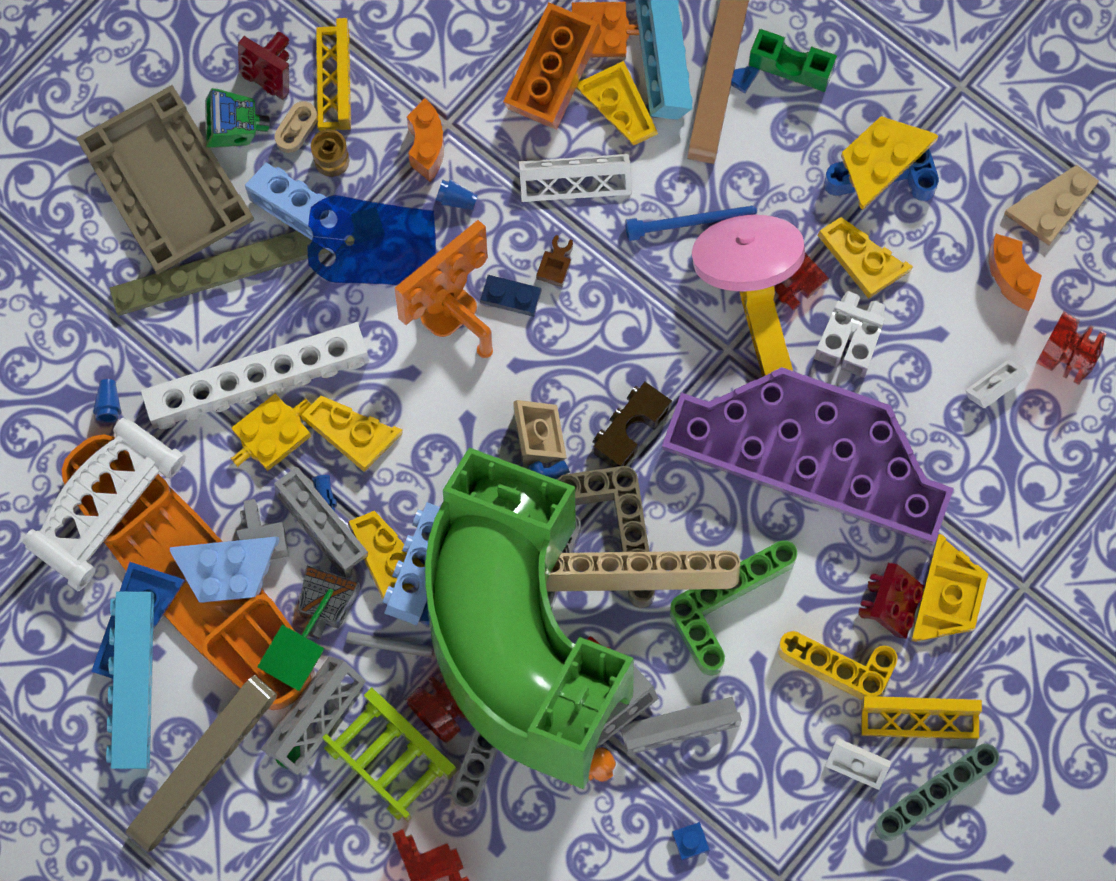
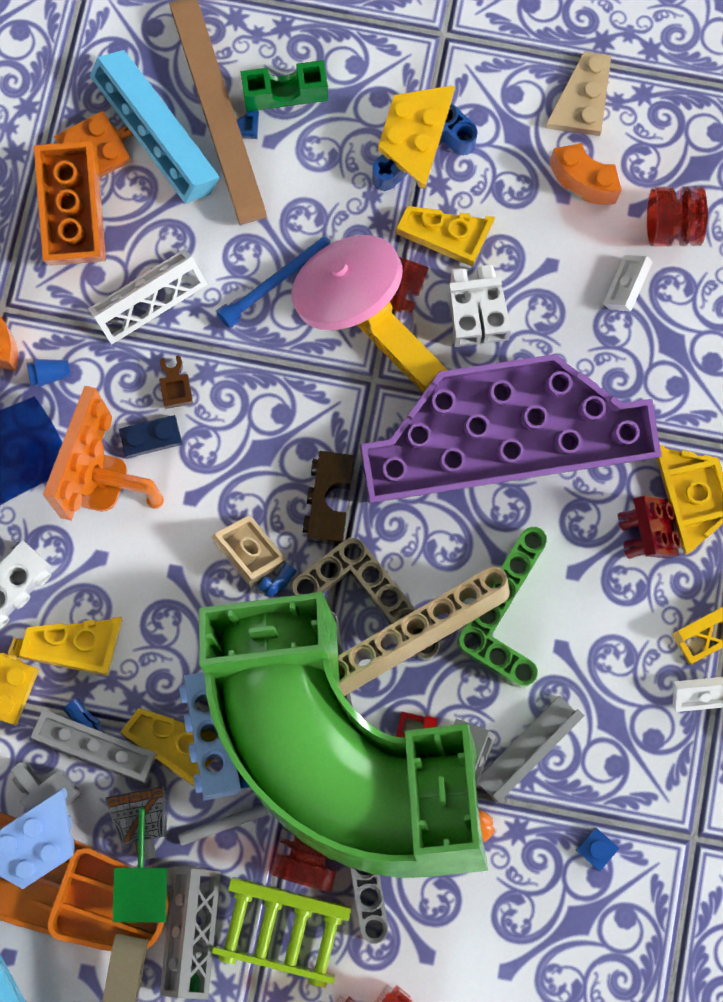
camera: 35 degrees left, 5 degrees up
(619, 102) = (149, 205): yellow wing -> none
(835, 660) = (630, 613): yellow beam -> none

